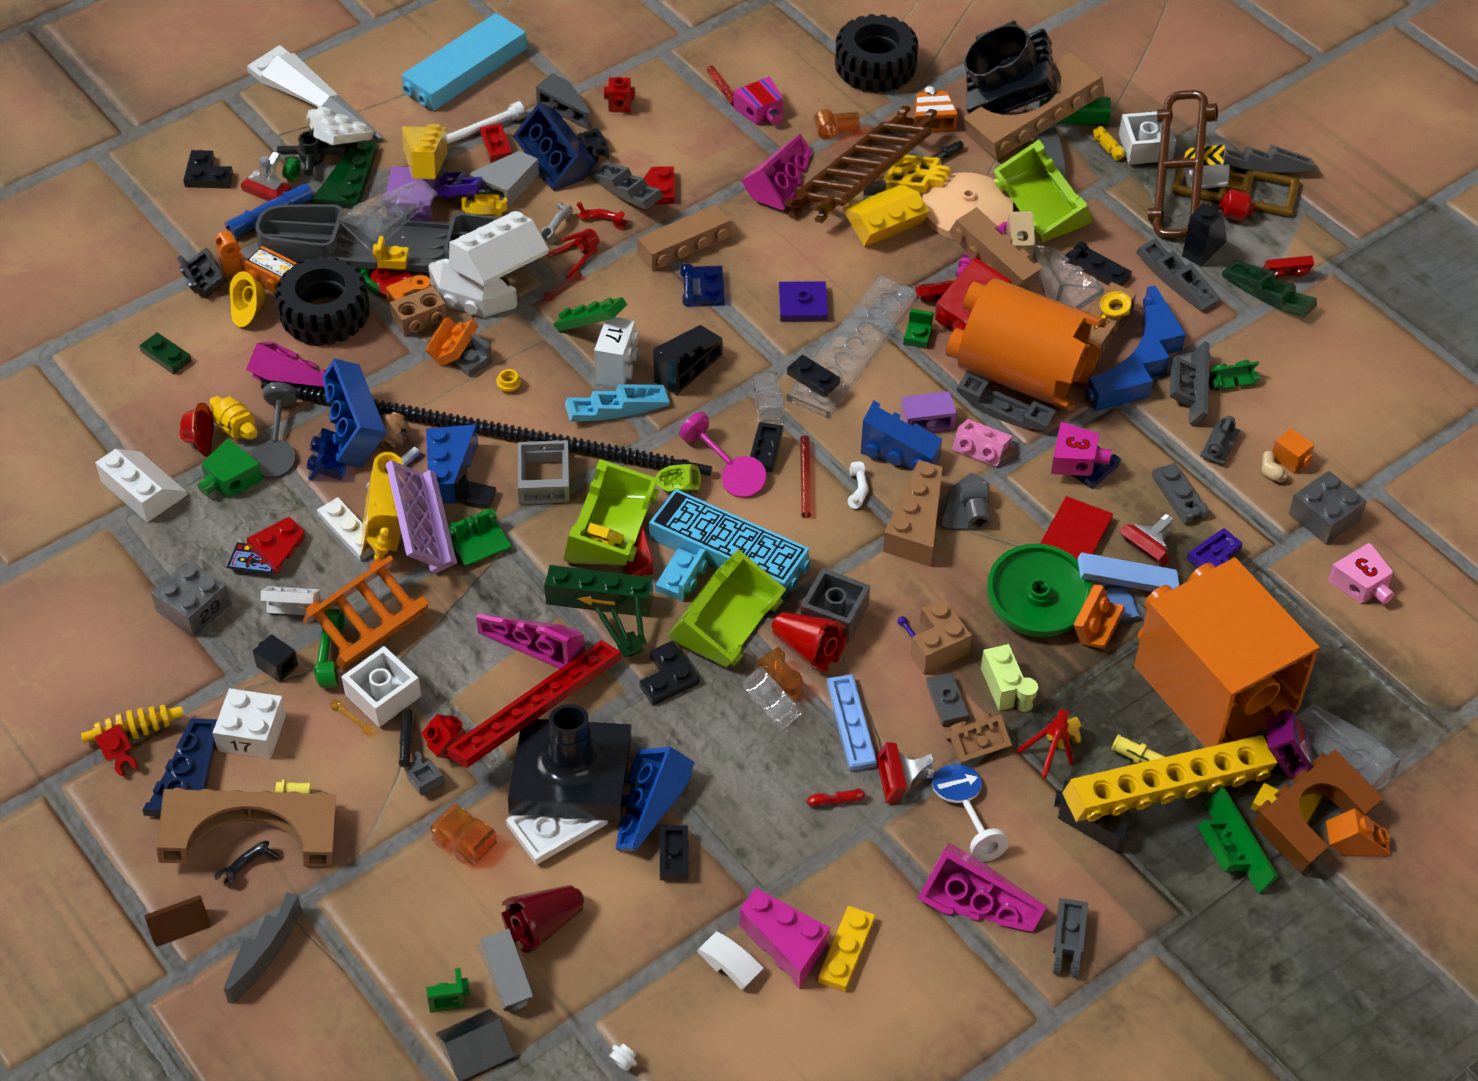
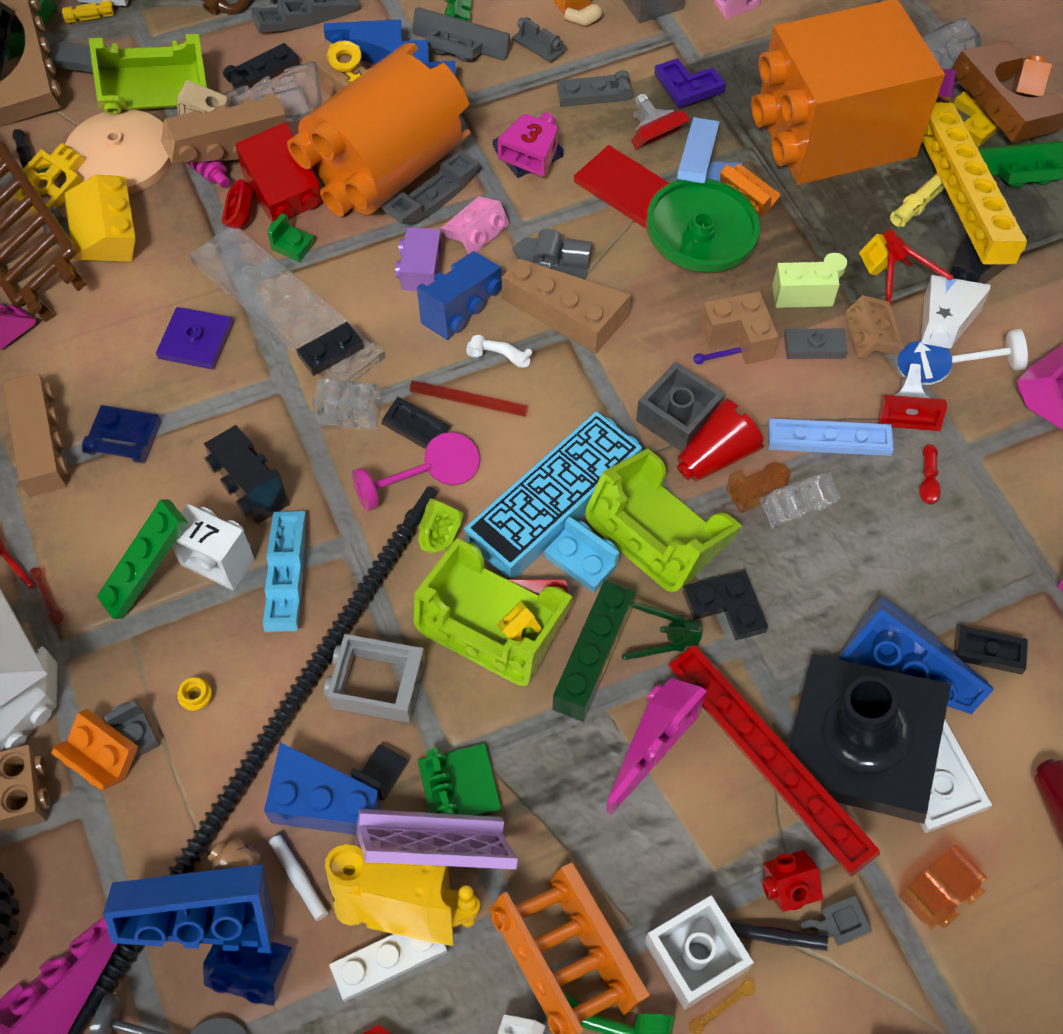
camera: 75 degrees left, 10 degrees up
(1014, 789) = (950, 309): none -> white slope

